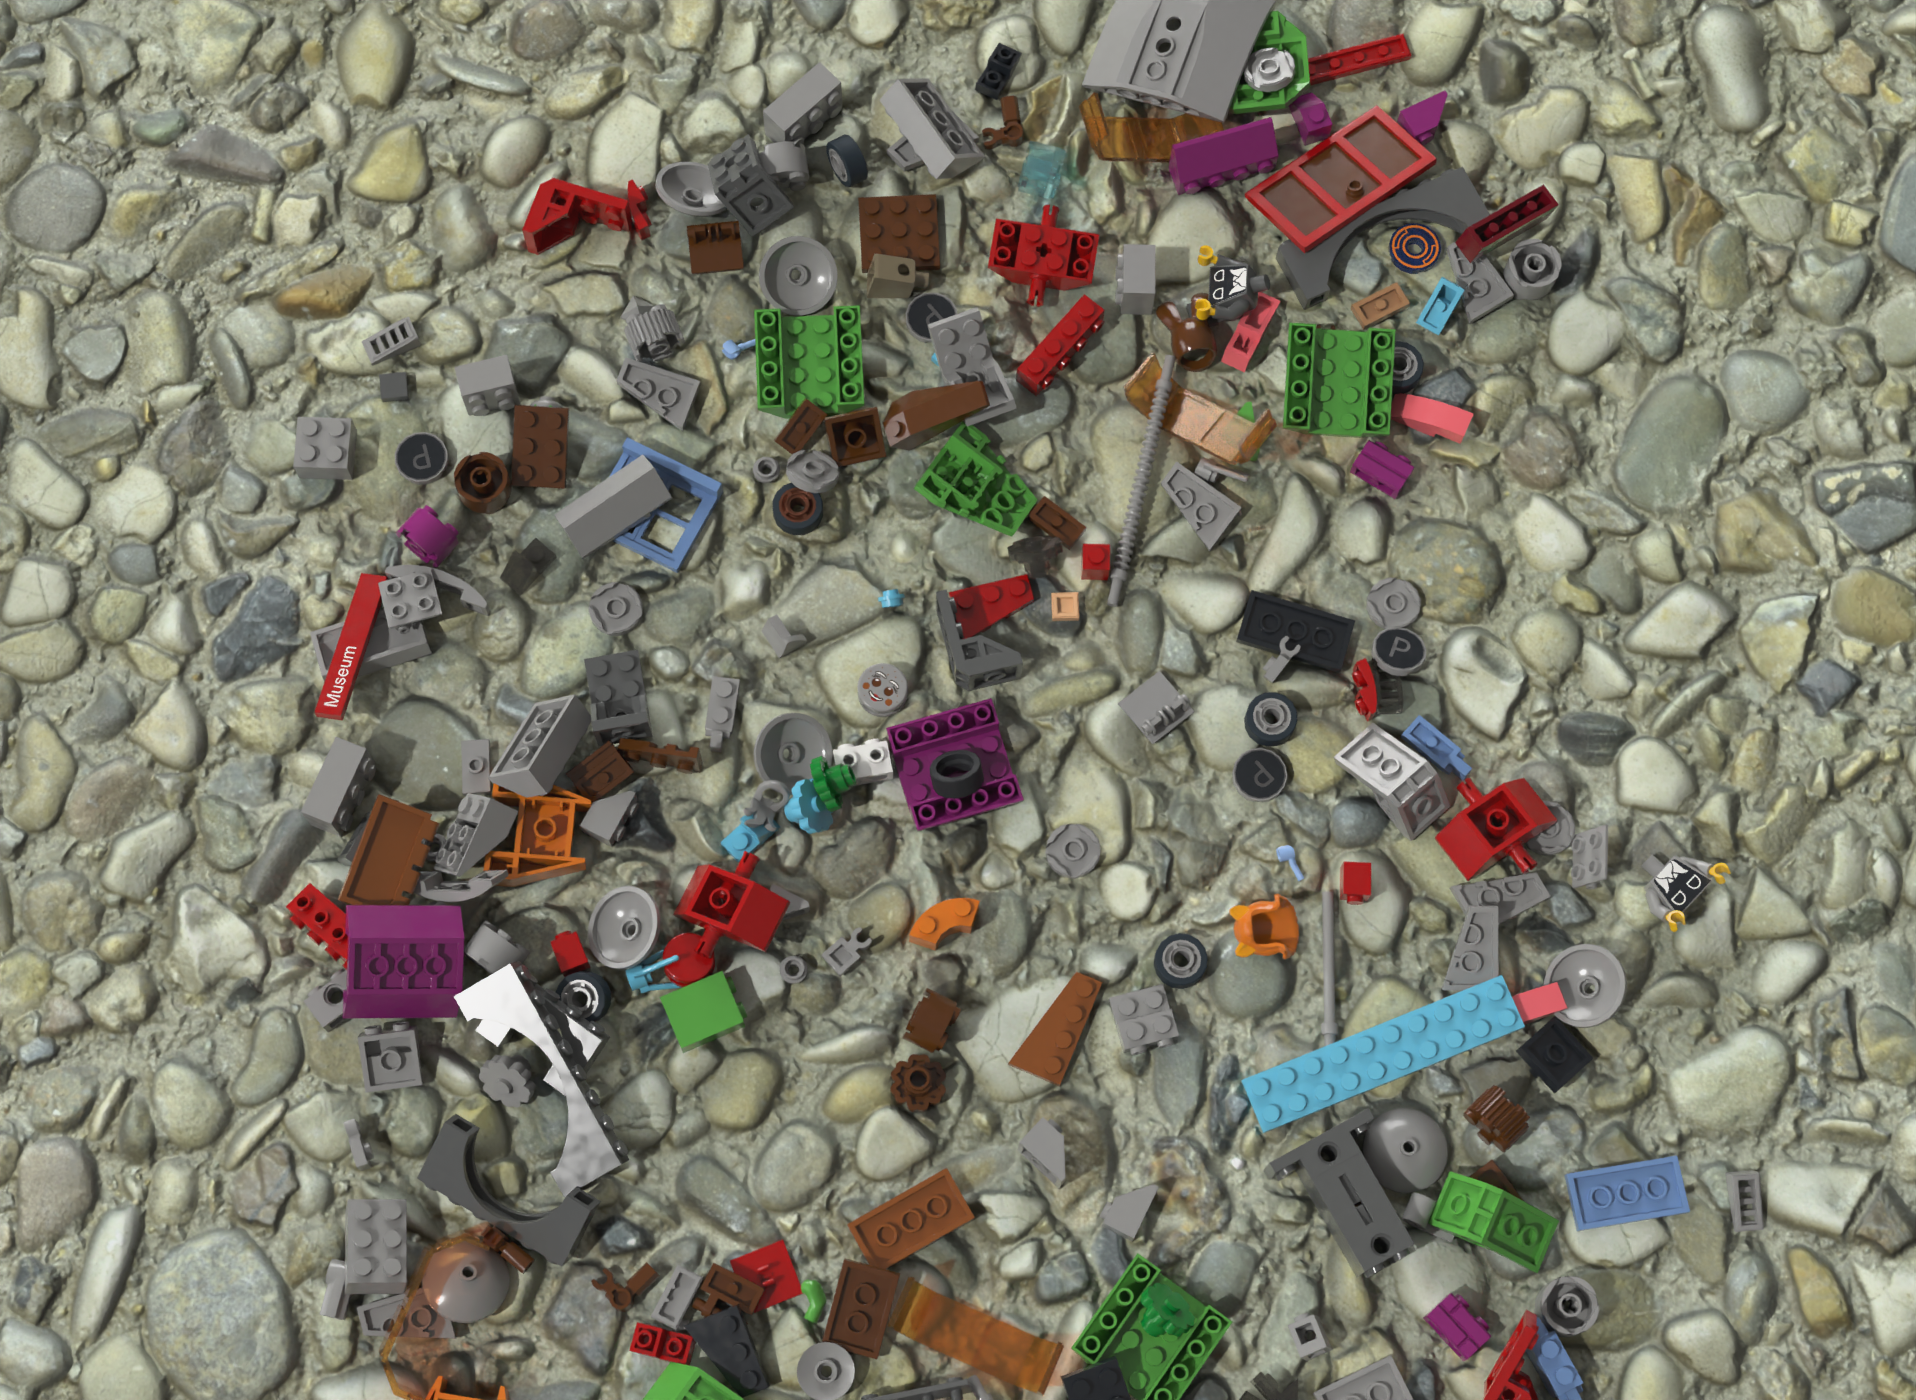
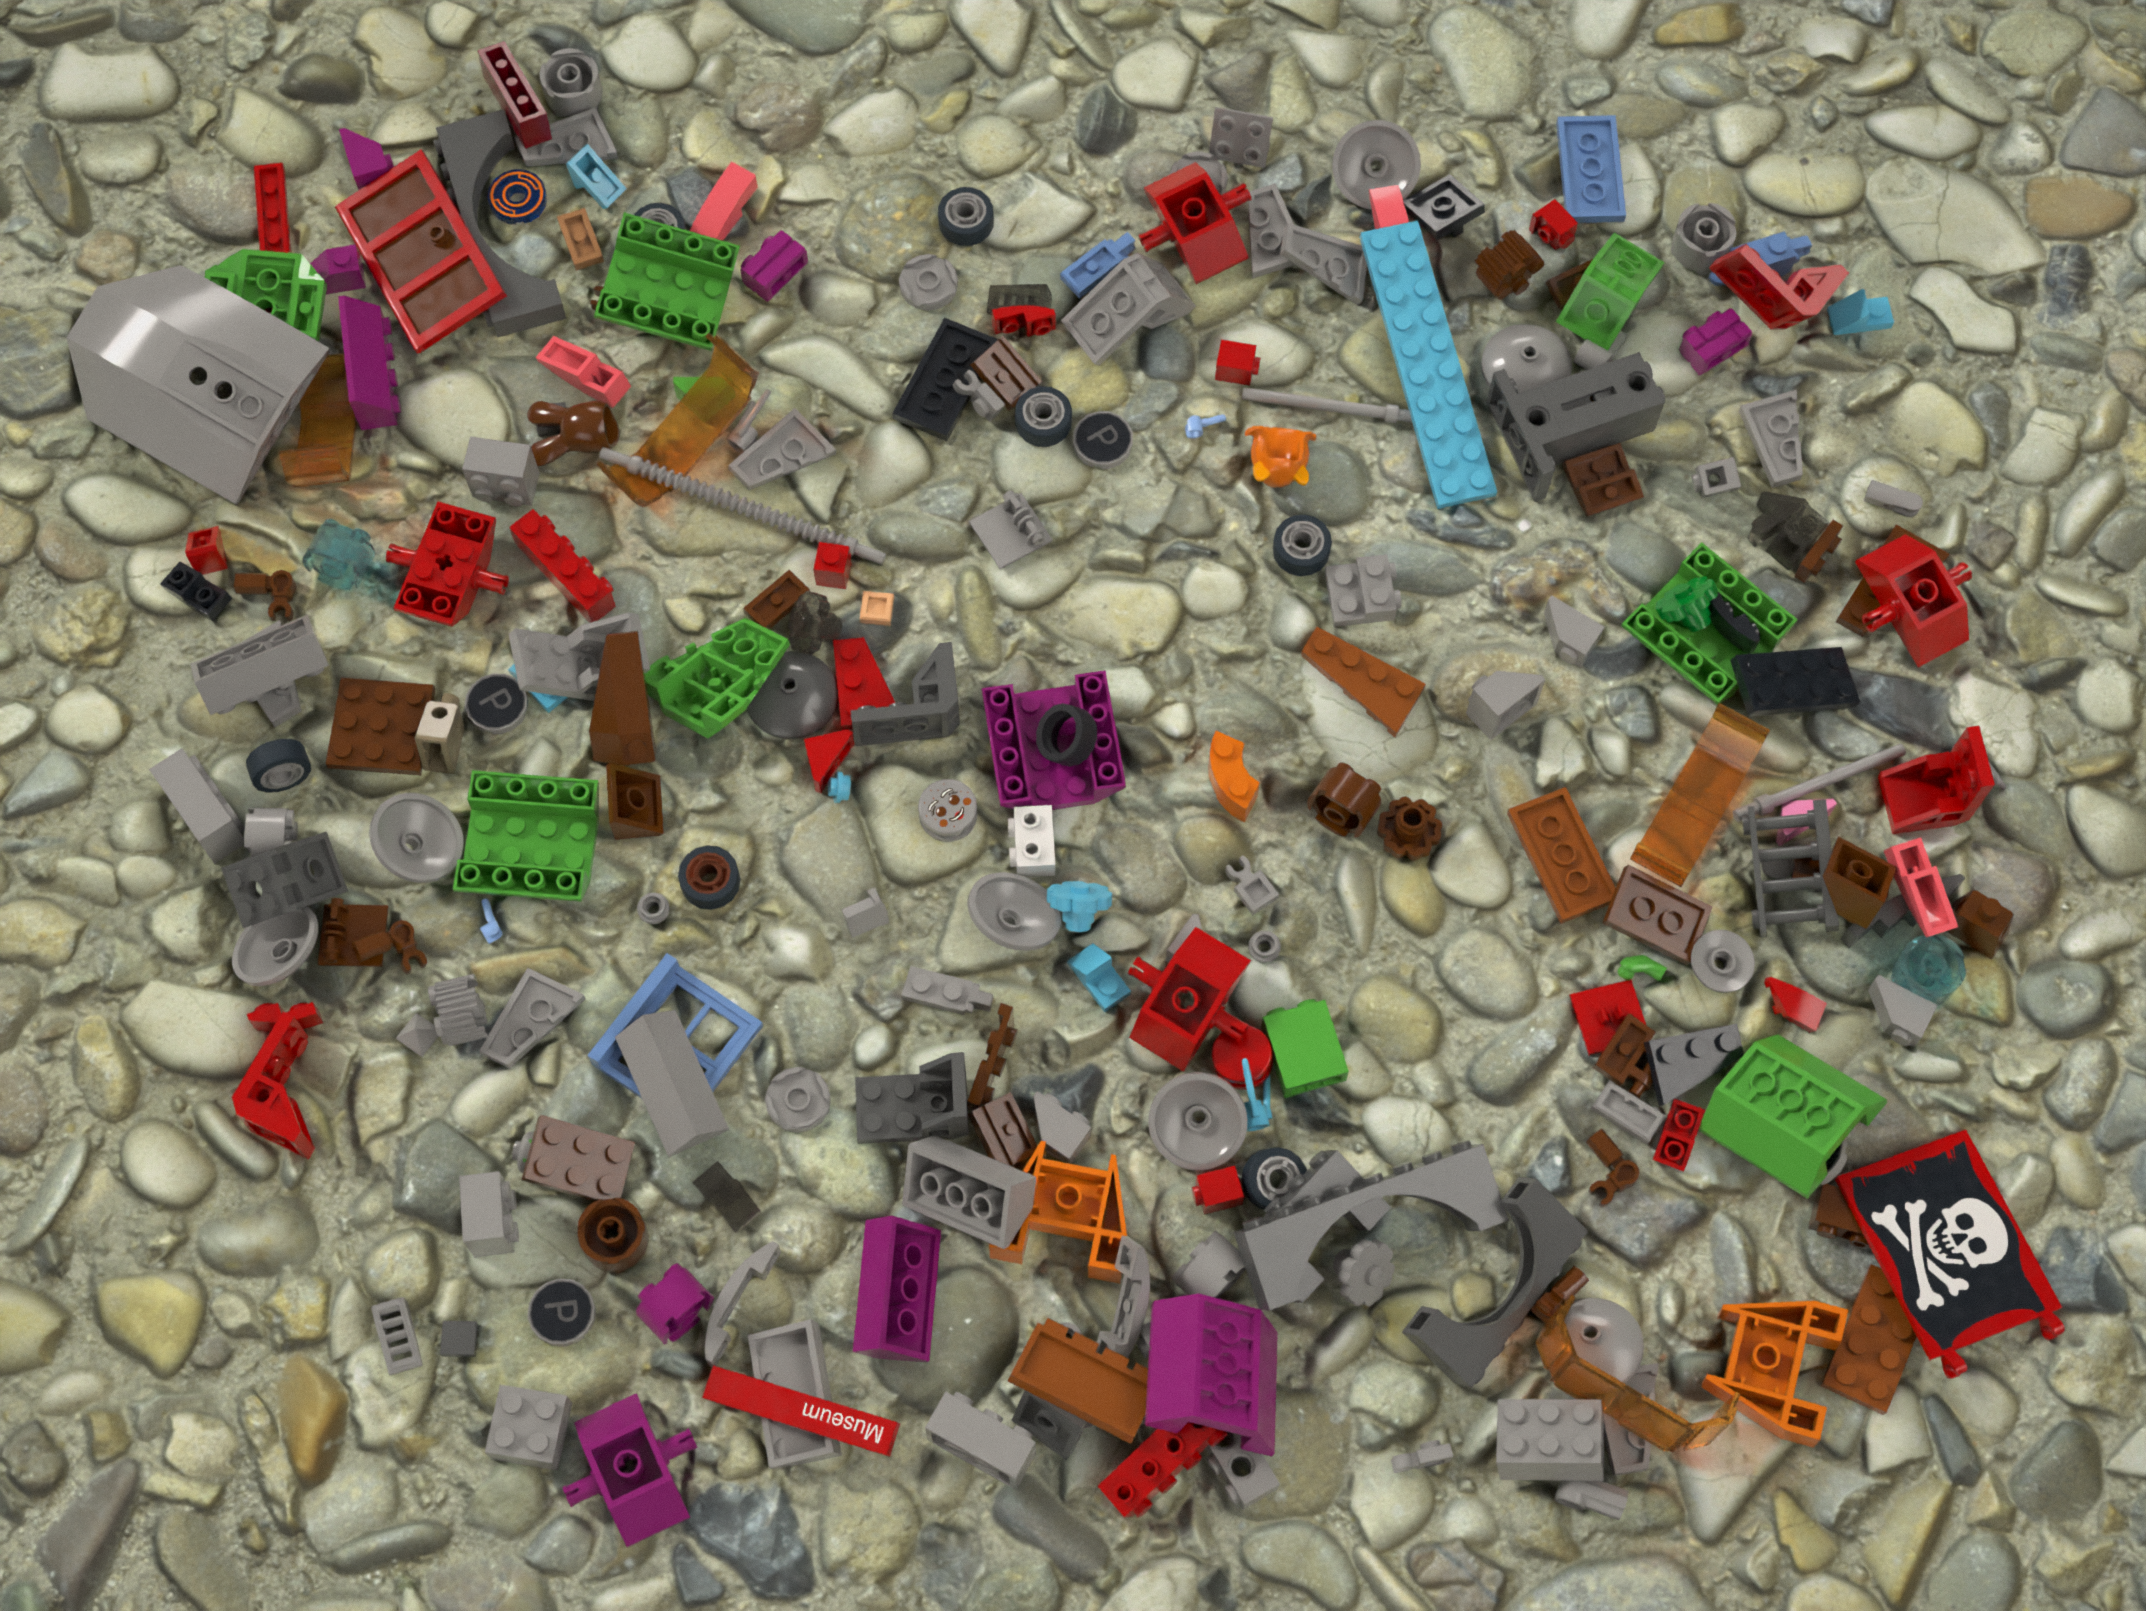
camera: 80 degrees left, 5 degrees down
(323, 520) = (639, 1500): none -> magenta slope
(390, 1057) = (1320, 1410): light grey plate -> none
(409, 599) = (754, 1331): light grey hinge -> none
(460, 708) = (897, 1290): none -> magenta slope
(476, 767) = (972, 1281): light grey plate -> none
(476, 831) = (1066, 1281): light grey slope -> none
(716, 280) = (399, 936): none -> reddish brown bar
(764, 808) = (1071, 953): light grey piece -> none
(800, 427) = (609, 860): reddish brown plate -> none
(812, 471) = (668, 853): light grey tile -> none
(831, 781) = (1058, 866): green plant -> none
(915, 582) = (827, 754): none -> red slope
(970, 564) = (798, 710): none -> dark grey dish
(1035, 69) = (206, 550): none -> red slope
(1073, 851) = (1162, 638): light grey tile -> none
(1148, 1363) = (1736, 630): none -> black slope
(1231, 287) = (531, 376): torso -> none
(1269, 70) = (278, 289): light grey tile -> none
(1293, 1231) = (1602, 480): none -> reddish brown slope
(1307, 680) = (1005, 372): none -> plate
(1398, 651) = (985, 281): black tile -> none
(1469, 612) = (965, 202): none -> wheel
(1555, 1162) = (1554, 225): none -> red brick
(1678, 885) = (1279, 68): torso -> none
(1735, 1201) = (1587, 73): light grey slope -> none

